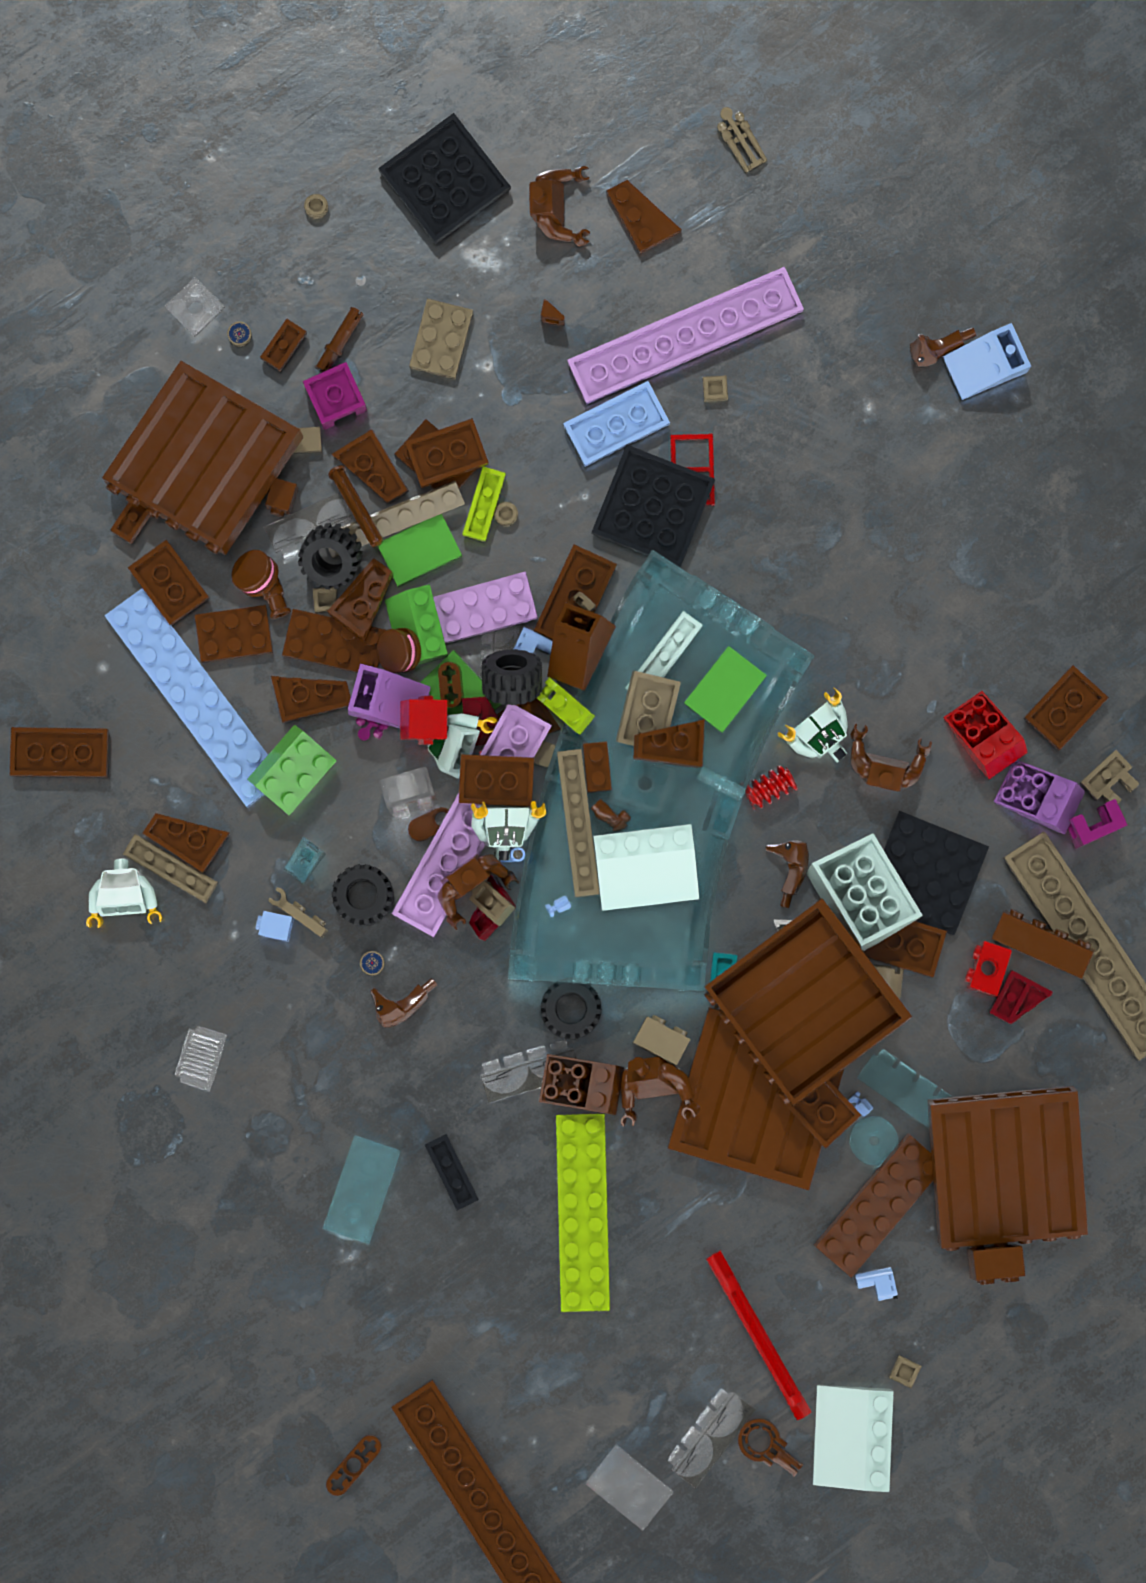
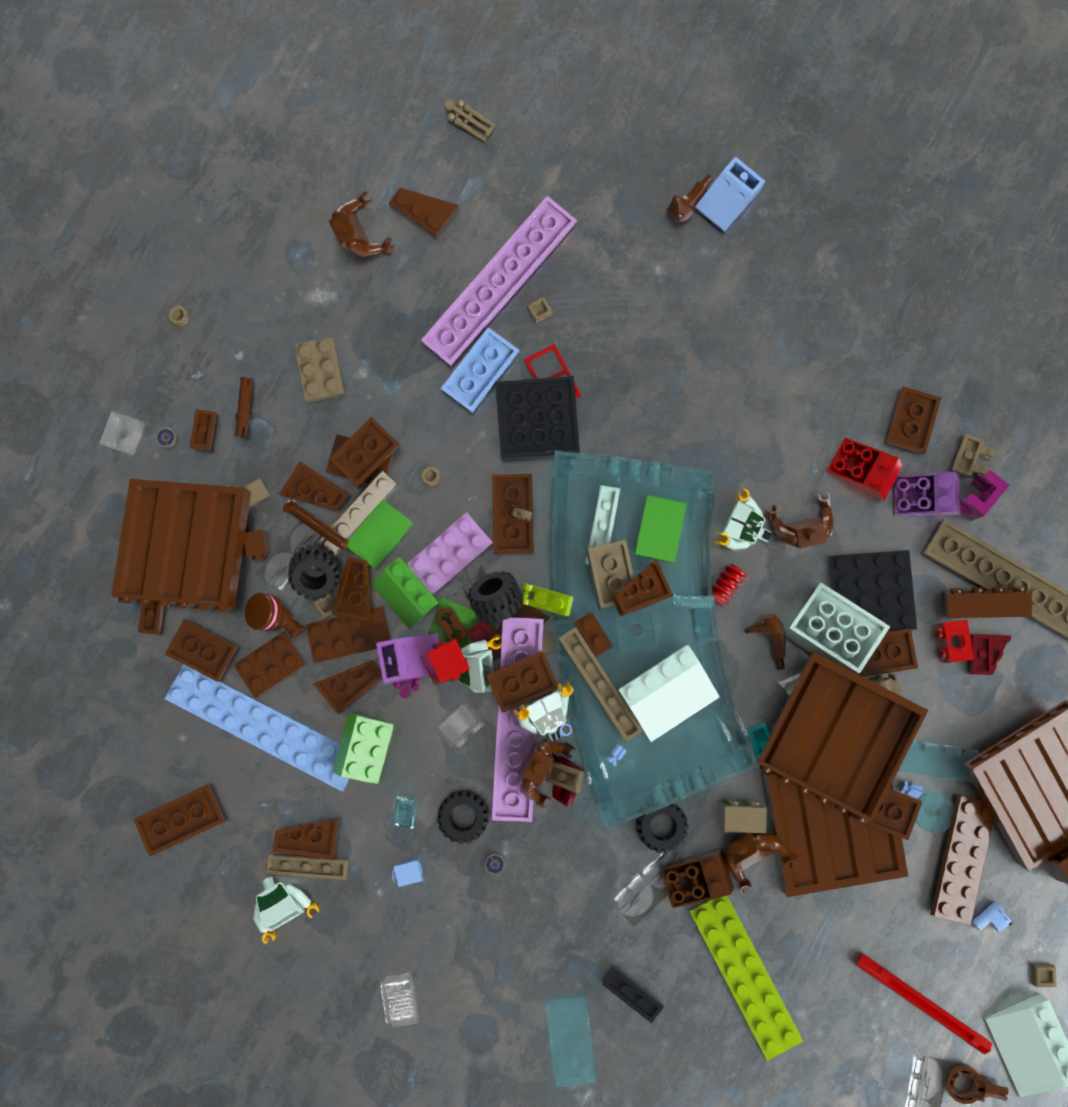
camera: 25 degrees left, 0 degrees up
(297, 911) = (420, 854): dark tan plate -> none
(334, 395) = (259, 449): magenta panel -> none
(395, 1012) = (529, 895): reddish brown animal -> none
(399, 650) = (400, 617): reddish brown head -> none
(425, 825) = (484, 739): reddish brown piece -> none
(444, 178) = (264, 250): black plate -> none
(484, 504) = (411, 477): lime plate -> none
(529, 640) = (494, 562): light blue piece -> none
(551, 315) = (392, 312): reddish brown slope -> none
(578, 645) = (534, 549): reddish brown slope -> none
(608, 815) = (618, 667): reddish brown arm -> none

